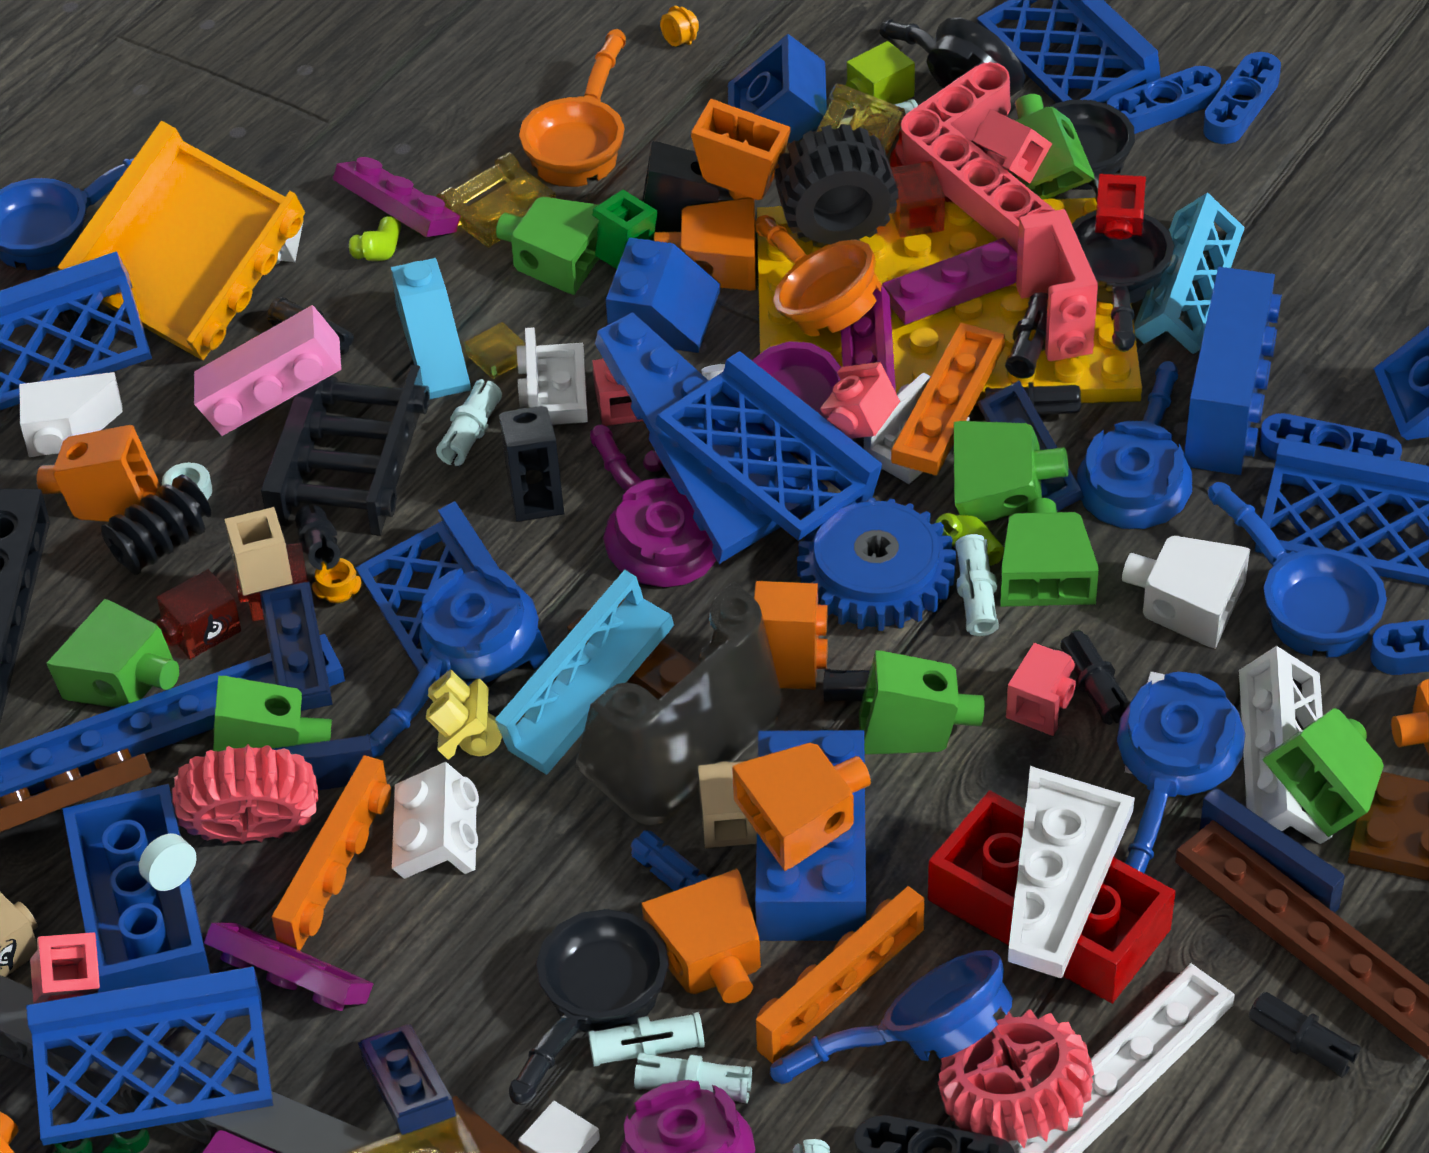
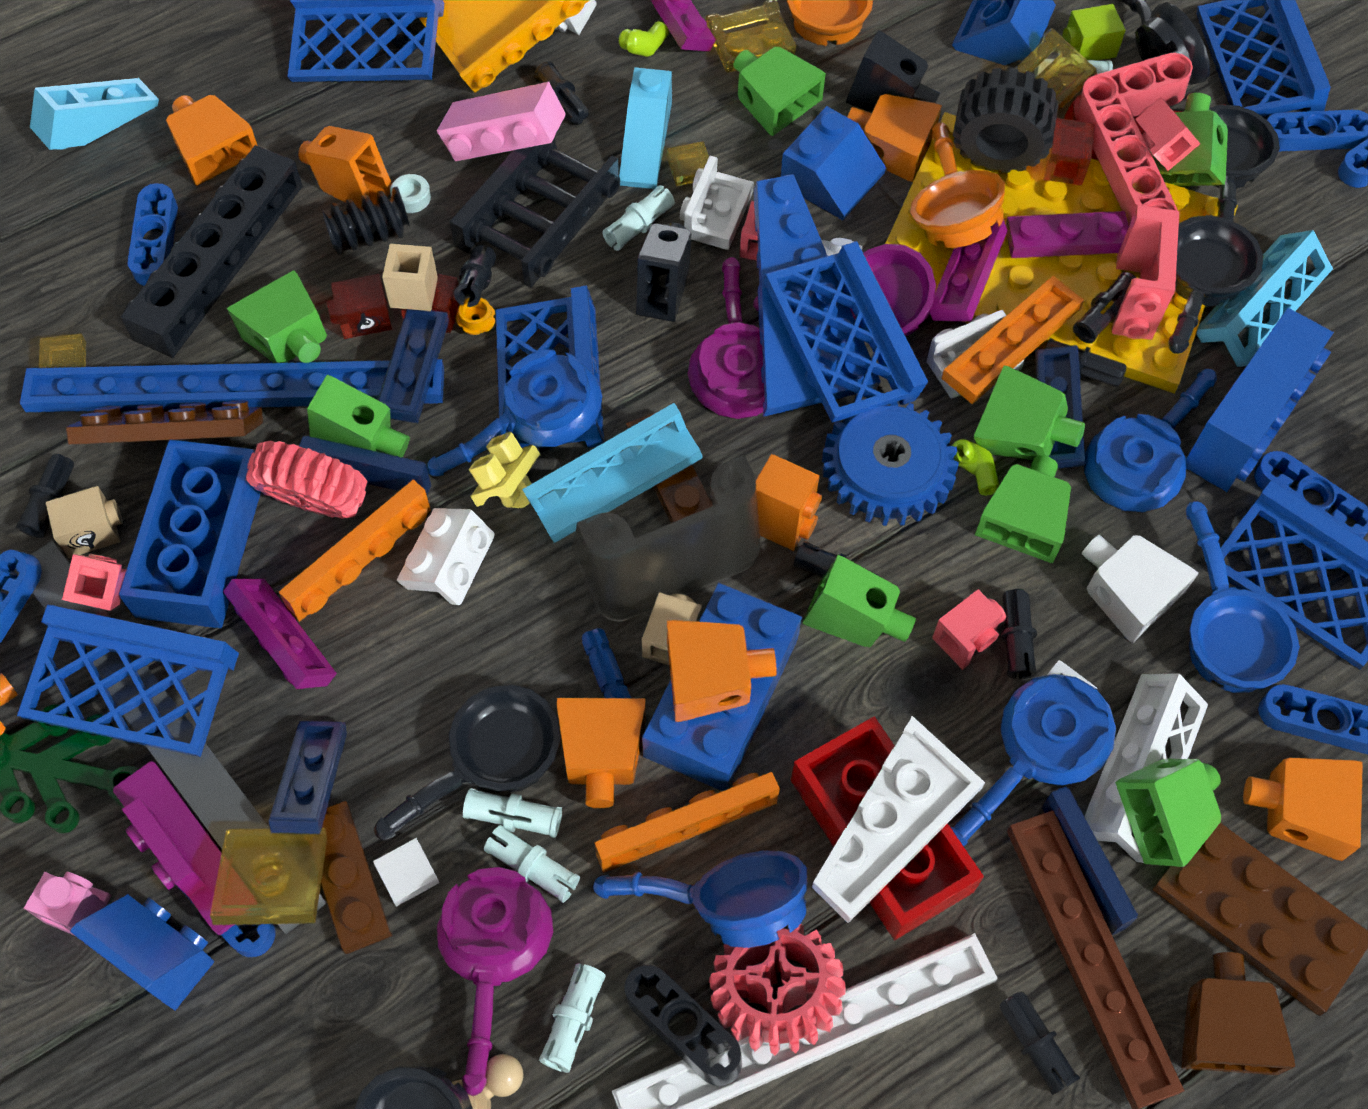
camera: 20 degrees right, 15 degrees up
(66, 408) = (351, 100): white slope -> none
(167, 862) = (210, 521): light aqua tile -> none
(619, 219) = (829, 88): green brick -> none
(738, 149) = (939, 61): orange torso -> none
(860, 400) = (935, 320): coral brick -> none
(976, 585) = (960, 512): light aqua pin -> none
(1120, 205) = (1230, 220): red bracket -> none

